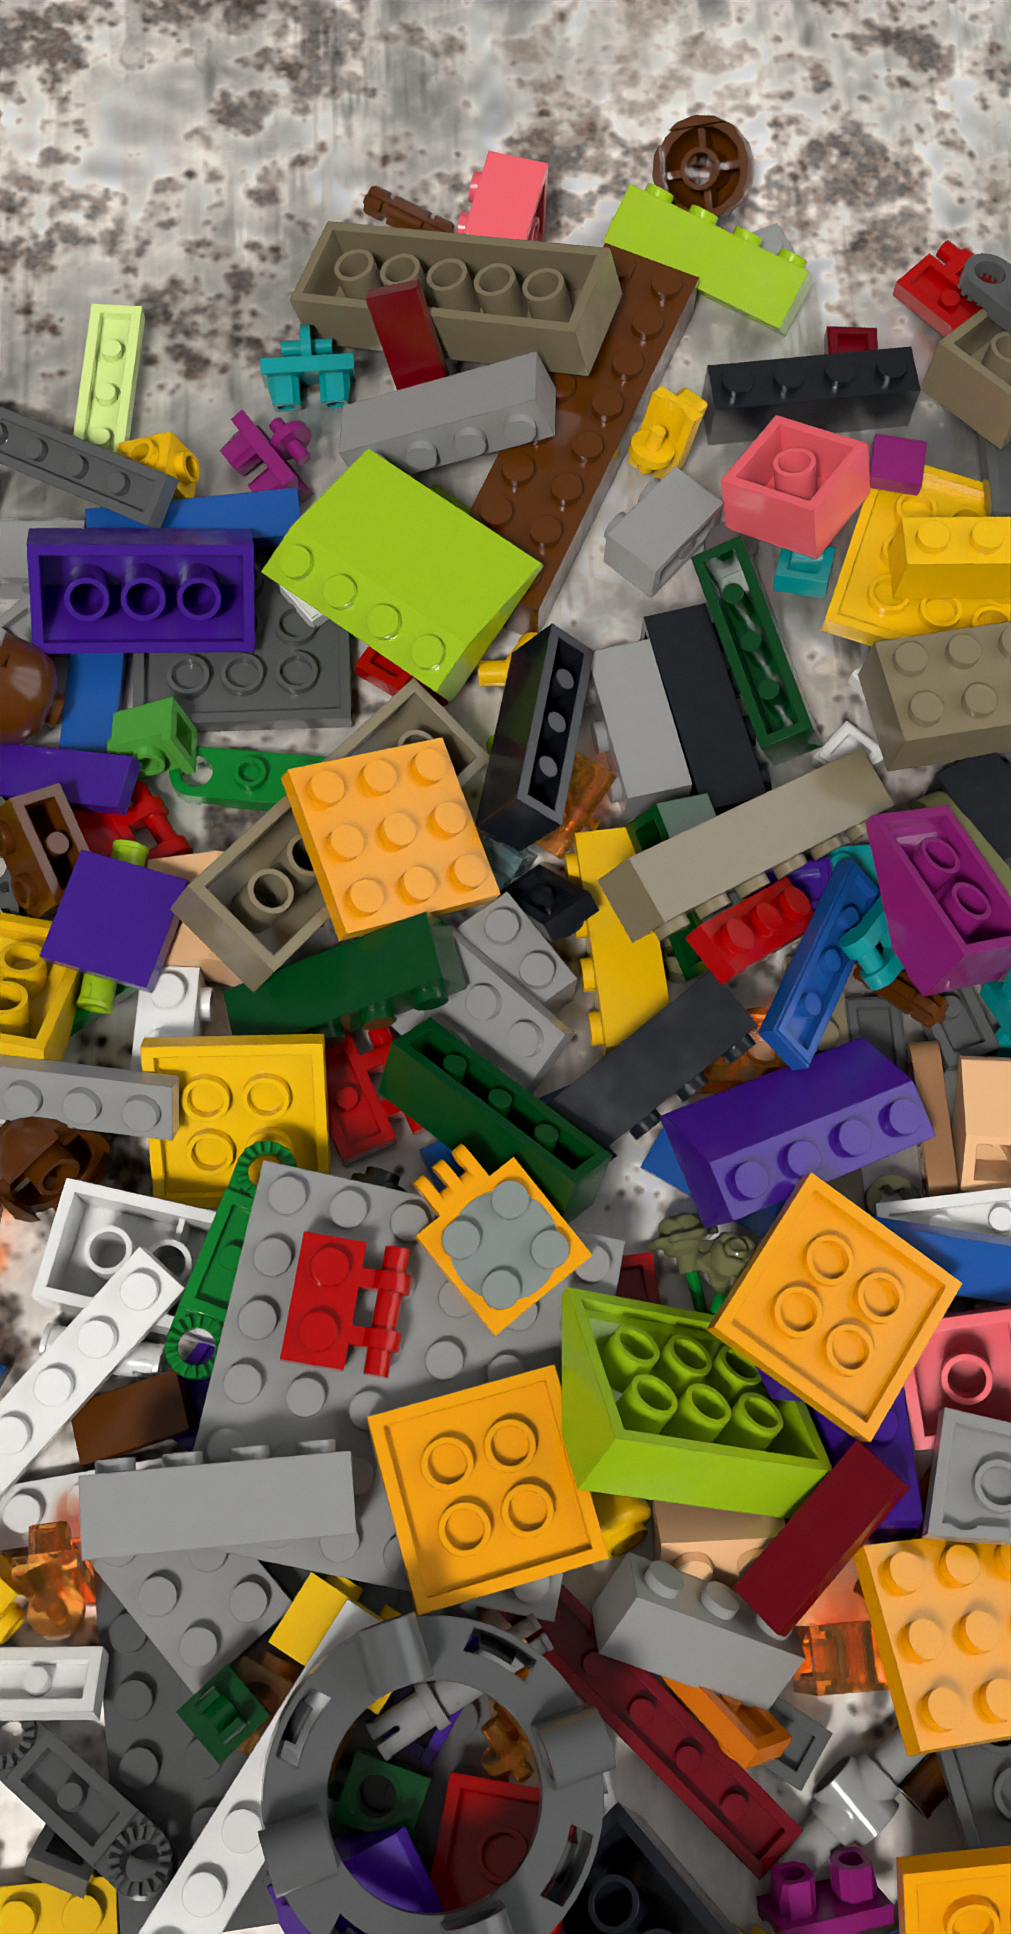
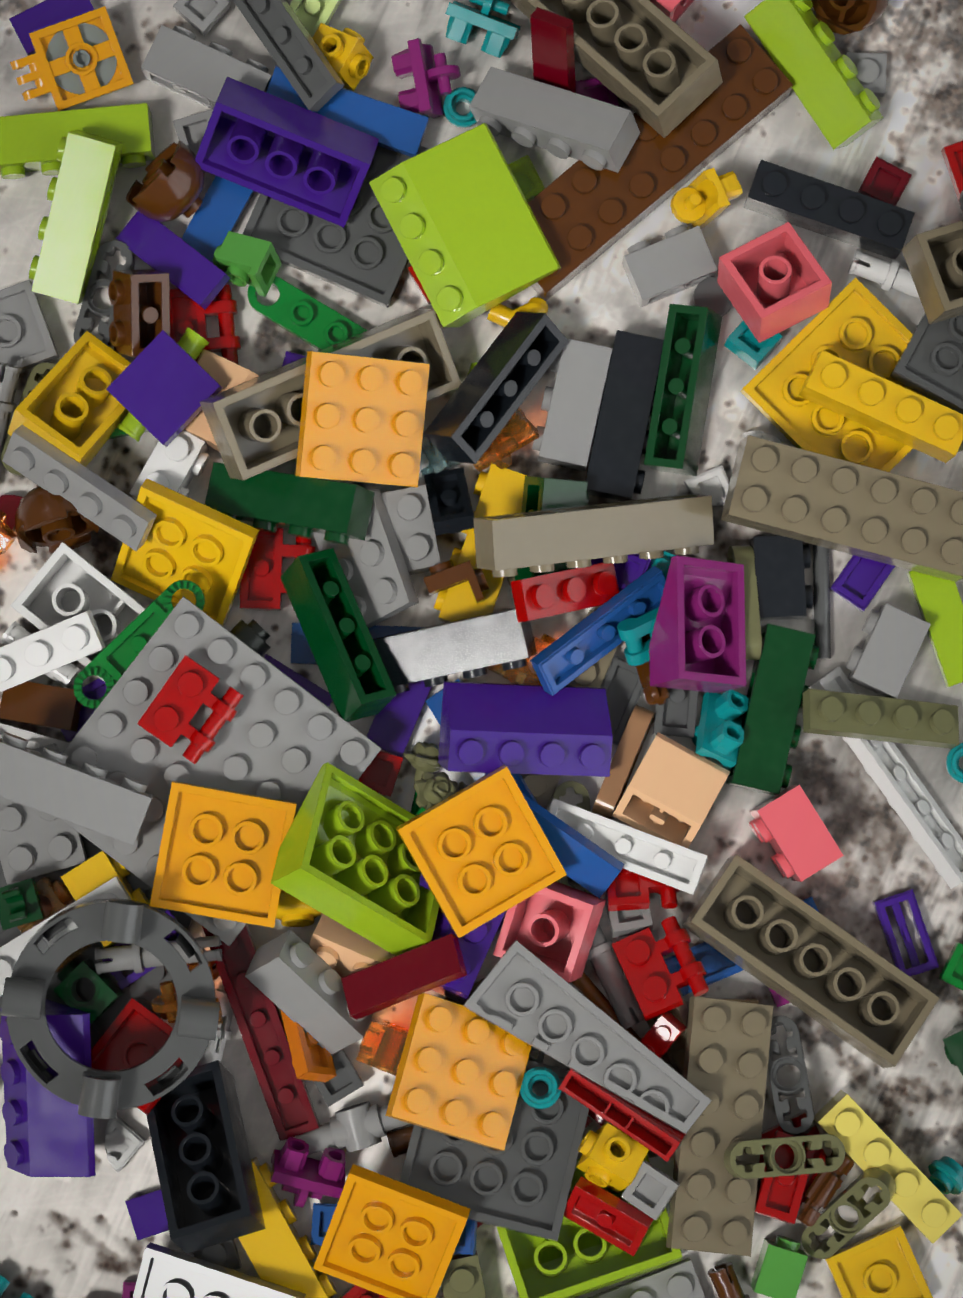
camera: 25 degrees right, 15 degrees up
(322, 462) = (459, 95): none -> teal plate
(496, 1238) = (300, 712): piece -> none
(595, 984) = (447, 575): none -> reddish brown bracket
(620, 1202) = (397, 720): none -> dark purple tile
(897, 464) = (857, 296): magenta tile -> none
(939, 434) = (883, 272): none -> white pin

